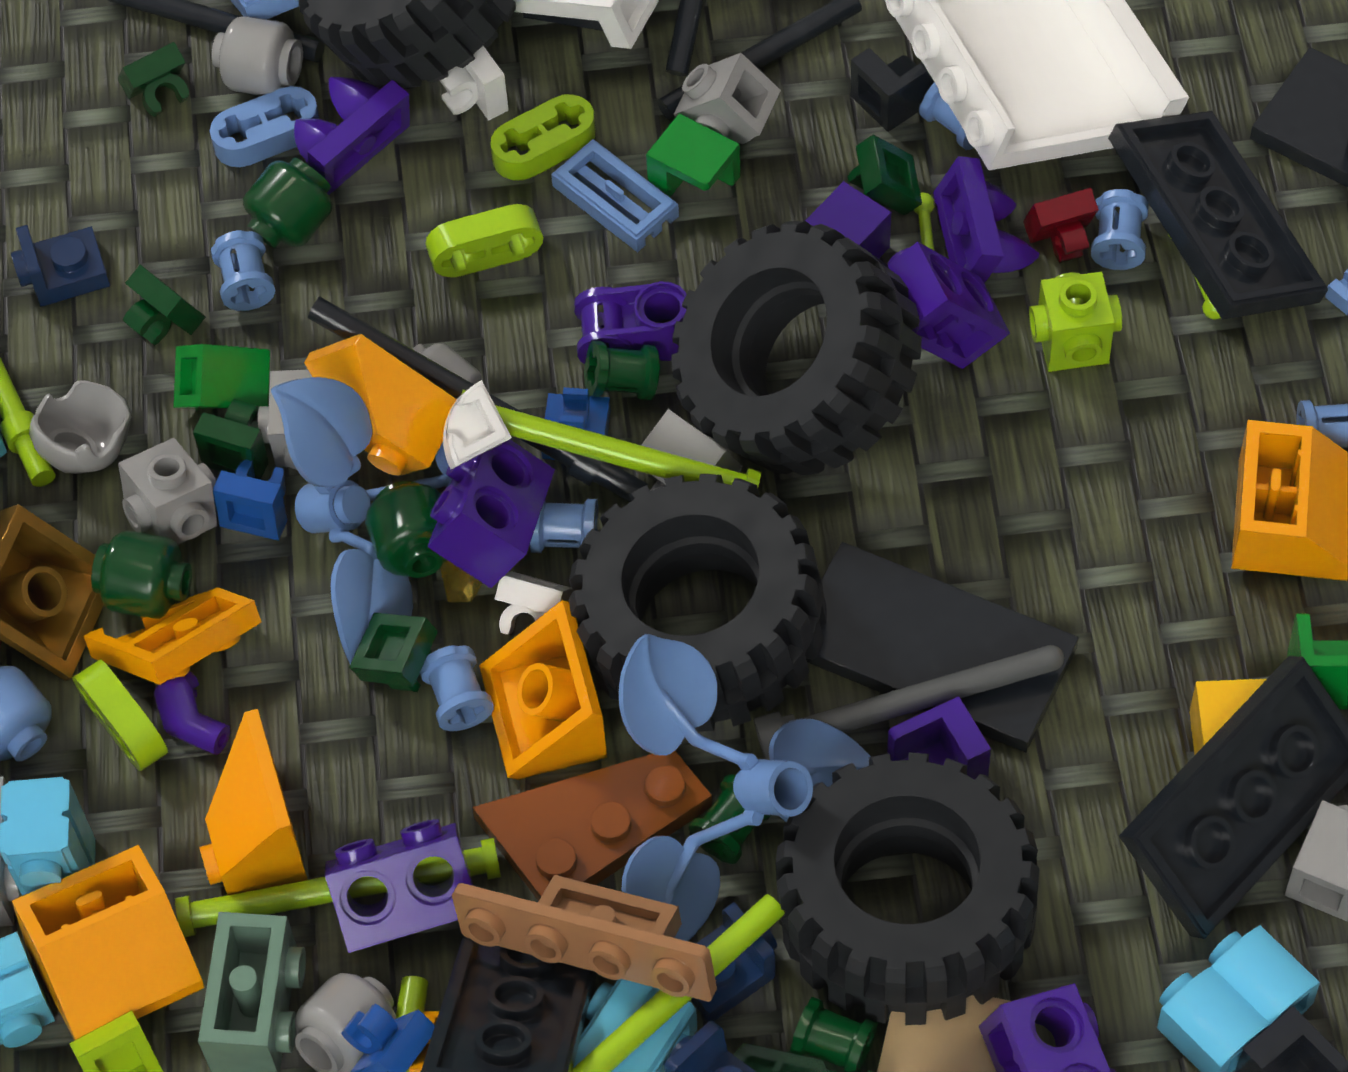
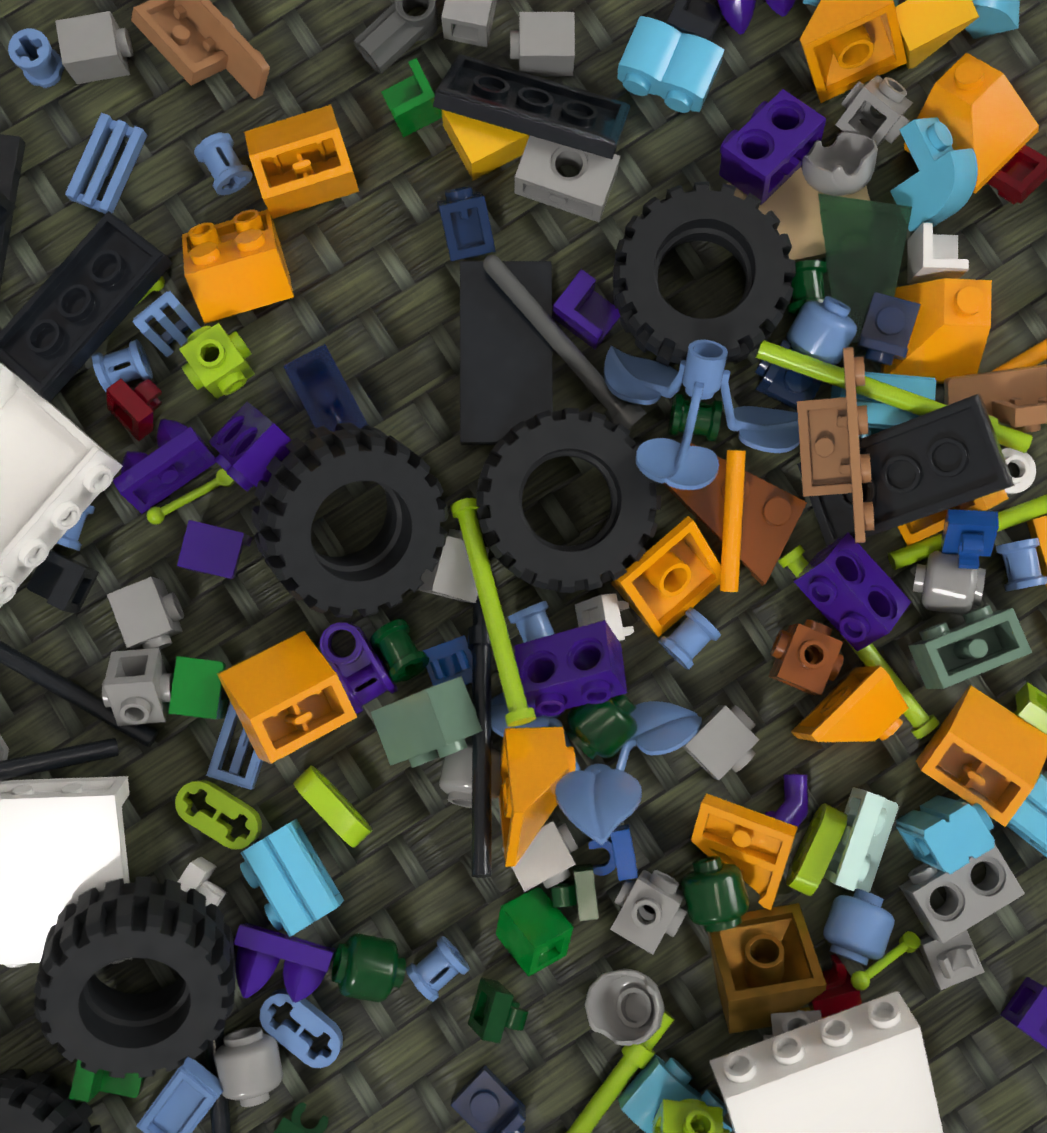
camera: 125 degrees left, 25 degrees up
(102, 765) = (863, 840): none -> light aqua bracket
(310, 664) = (723, 741): none -> light grey brick
(352, 796) = (790, 662): none -> dark orange brick
(394, 650) = (690, 689): dark green tile -> none
(430, 172) = (290, 878): none -> medium azure brick
(472, 426) = (538, 699): white tile -> none
(518, 351) = (427, 722): none -> sand green brick
(573, 792) = (732, 520): none -> light orange bar
(630, 224) = (286, 697): none -> light orange slope
(759, 1008) = (822, 330): none -> medium blue head
(806, 145) = (146, 614): none -> light grey brick
(886, 175) = (150, 544): dark green tile -> none
(964, 411) = (323, 390): none -> clear blue brick
(1101, 814) = (582, 194): none -> light grey brick
(1127, 661) = (465, 223): none -> dark blue bracket
(1139, 277) = (173, 331): none -> medium blue tile
(1188, 386) = (235, 265): none -> light orange slope

